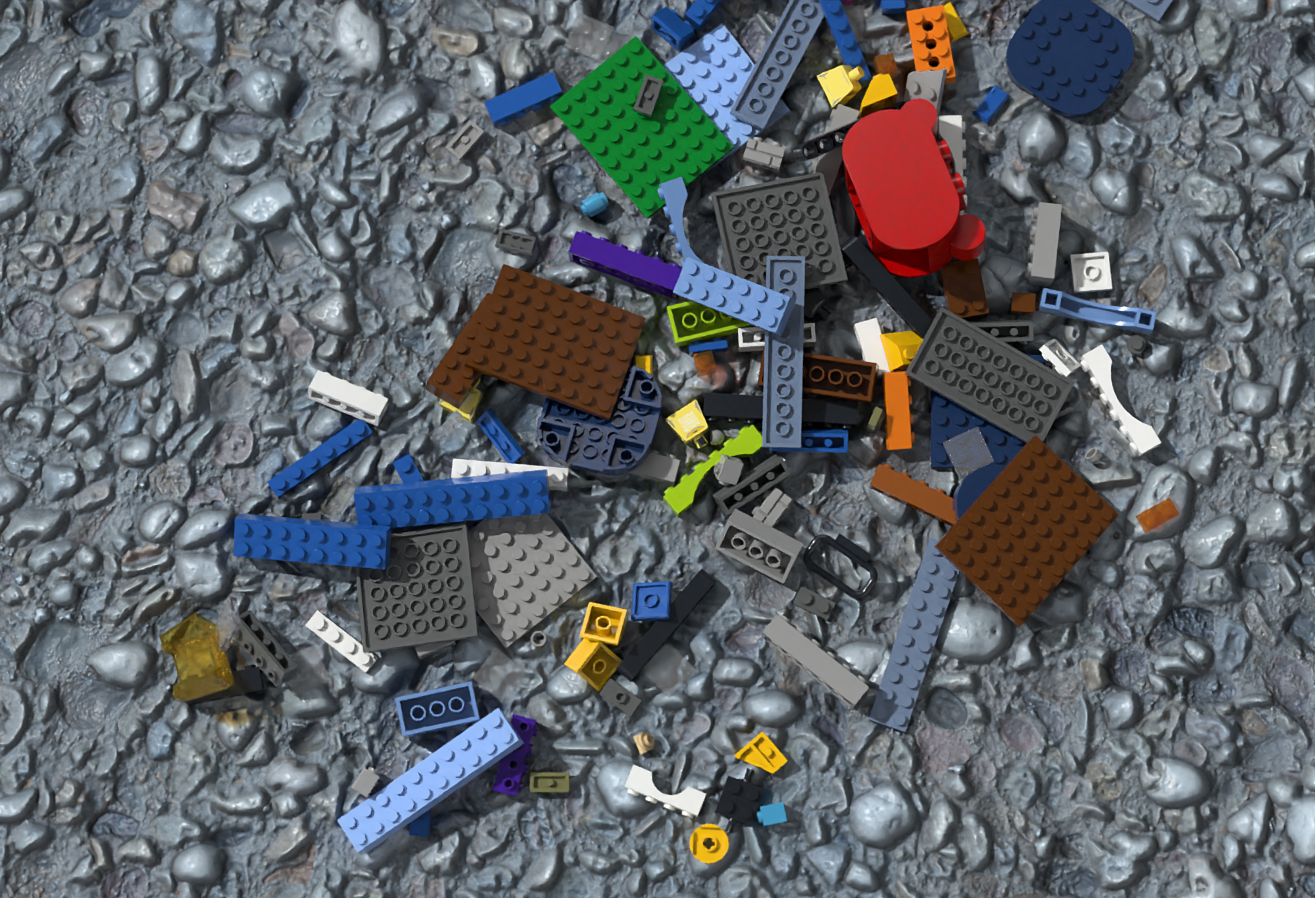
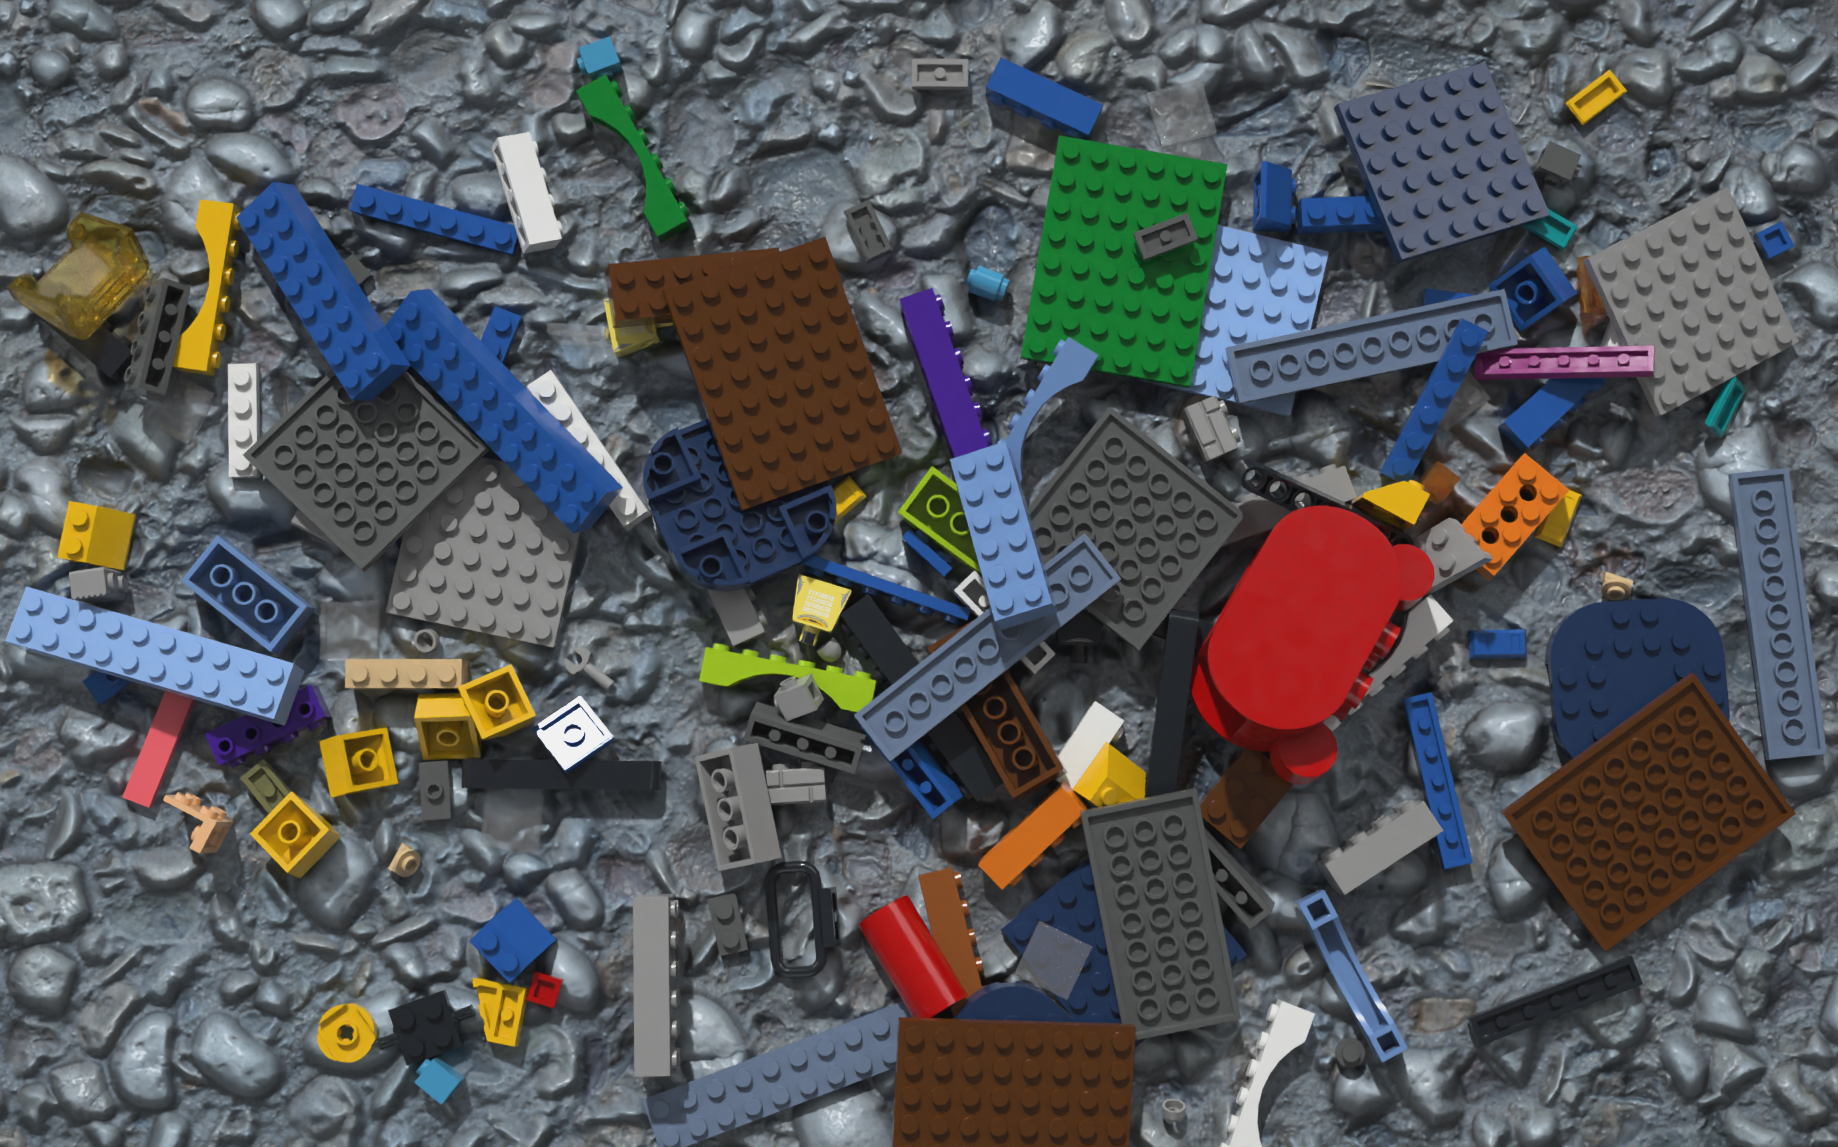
camera: 50 degrees right, 5 degrees up
(228, 573) = (200, 343): none -> yellow arch
(228, 624) = (151, 276): clear tile -> none
(309, 305) = (599, 59): none -> dark azure brick
(337, 322) = (607, 110): none -> green arch
(339, 765) = (96, 536): none -> yellow slope
(477, 823) = (158, 749): none -> coral tile
(500, 436) = (625, 403): blue plate -> none
(546, 830) = (215, 825): none -> light nougat bracket
(548, 662) = (405, 674): none -> tan brick
(572, 724) = (358, 762): none -> yellow slope
(584, 785) = (295, 835): none -> yellow slope
(622, 568) = (588, 668): none -> light grey bar
(641, 783) = (353, 898): white arch -> none
(704, 363) = (904, 564): clear orange brick -> none
(716, 379) = (898, 594): none -> blue plate
(732, 718) = (513, 940): none -> blue slope
(770, 723) = (545, 989): none -> red plate
(841, 83) = (1371, 449): light yellow torso -> none
(875, 420) = (1000, 820): olive plate -> none
(909, 521) = (912, 959): none -> red brick
(1010, 23) = (1616, 587): none -> tan plate
(1023, 304) = (1286, 879): reddish brown brick -> none
(1034, 189) = (1437, 779): none -> blue plate
(1060, 357) = (1256, 977): white plate -> none
(1090, 272) = (1392, 927): white plate -> none
(1135, 100) = (1648, 812): none -> reddish brown plate
(1192, 223) = (1554, 1000): none -> black plate

